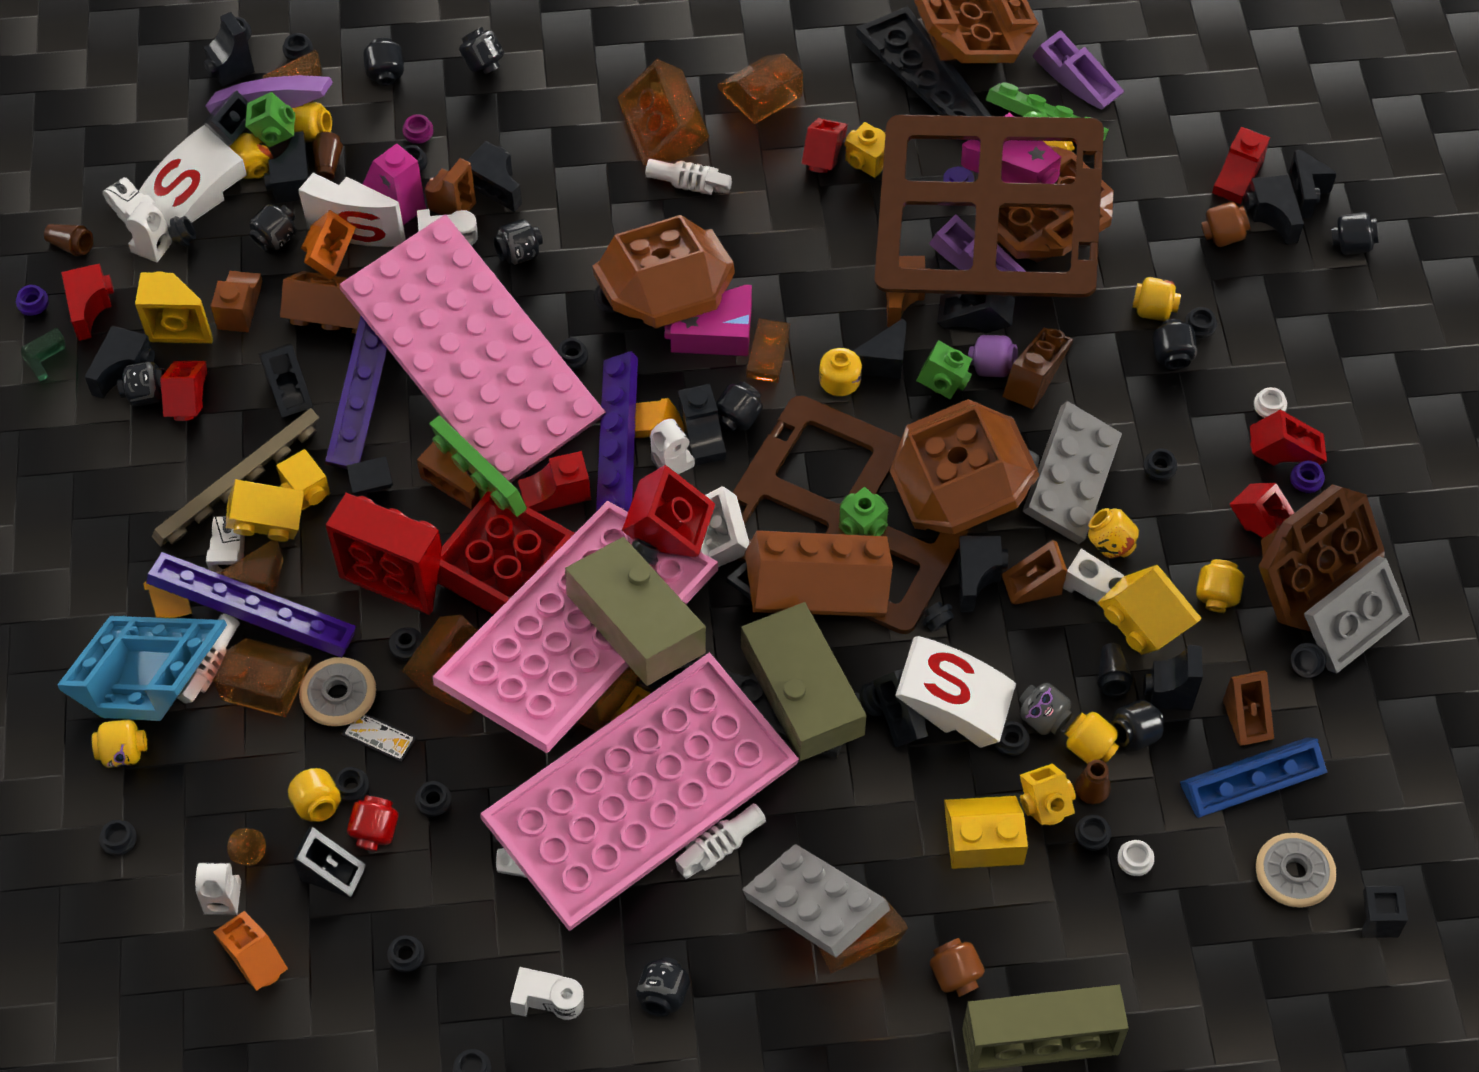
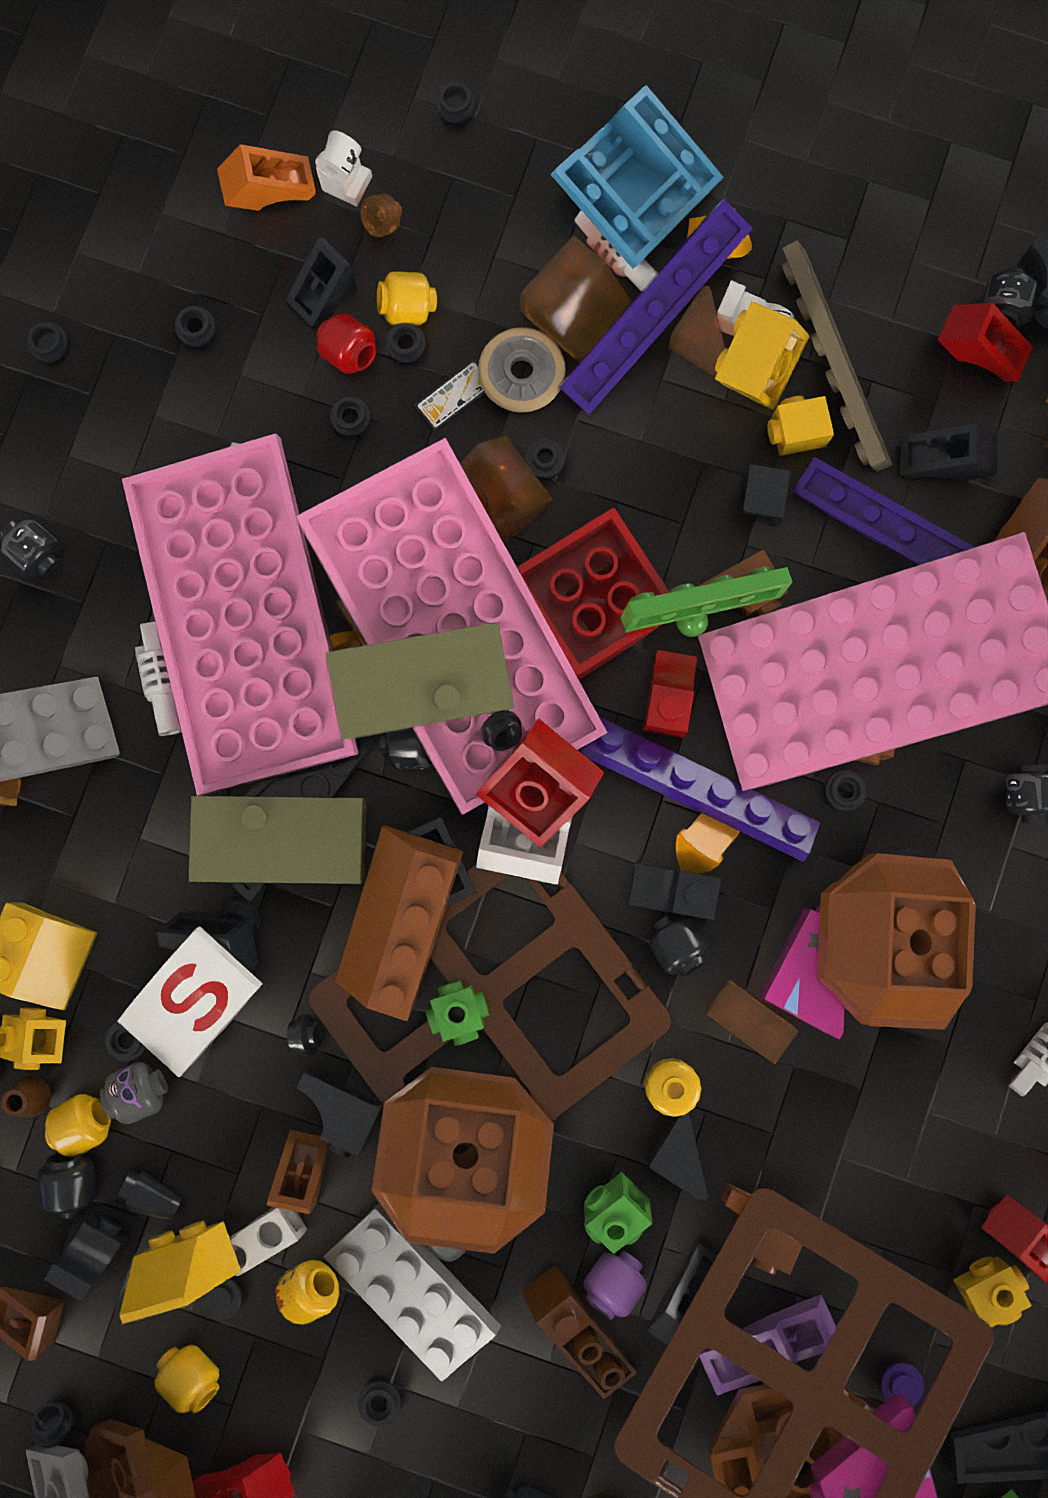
camera: 115 degrees right, 25 degrees up
(118, 743) = (558, 132): yellow head -> none
(385, 551) = (645, 455): red slope -> none
(548, 993) = (82, 439): white leg -> none
(670, 447) = (652, 840): white leg -> none

